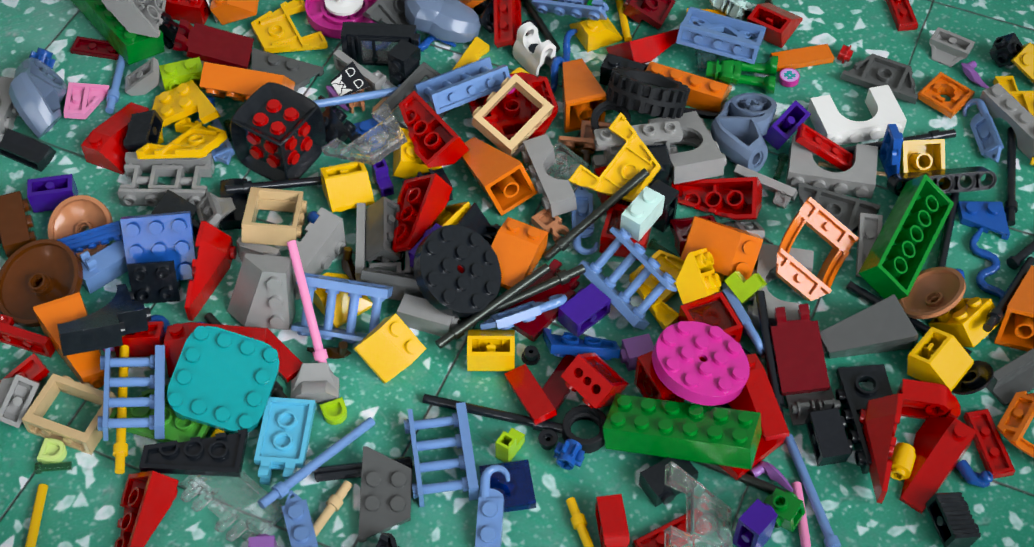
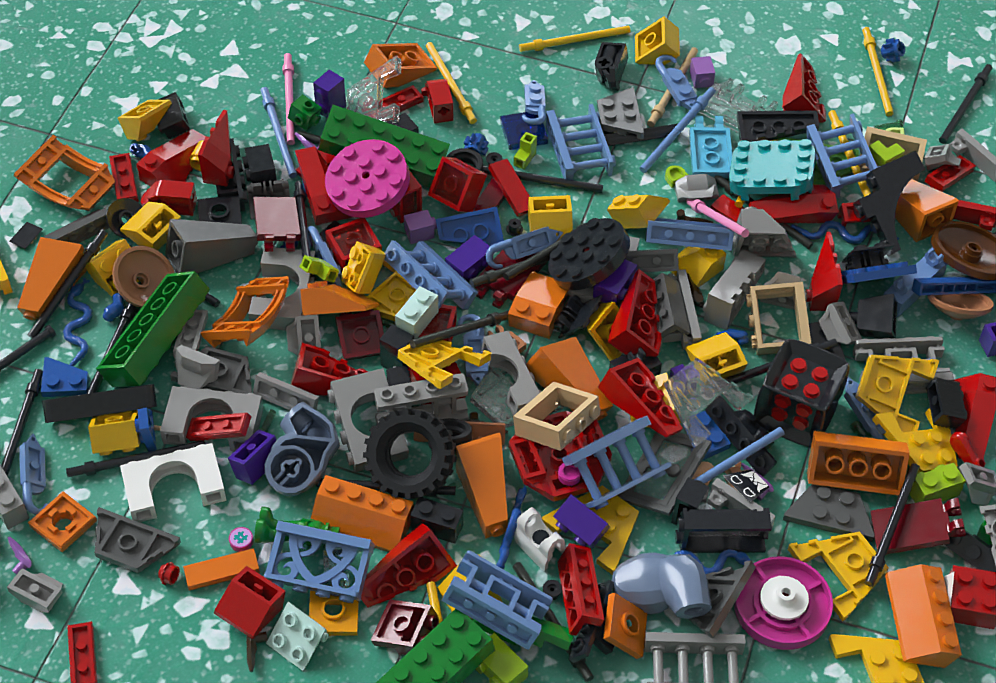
camera: 175 degrees right, 0 degrees up
(82, 388) = (885, 155): none -> lime piece
(142, 100) = (961, 445): none -> red piece
(258, 20) = (877, 562): none -> black bar
(500, 54) = (580, 521): none -> dark purple brick
(857, 197) = (195, 368): none -> light grey slope
(987, 500) = (143, 118): none -> yellow slope

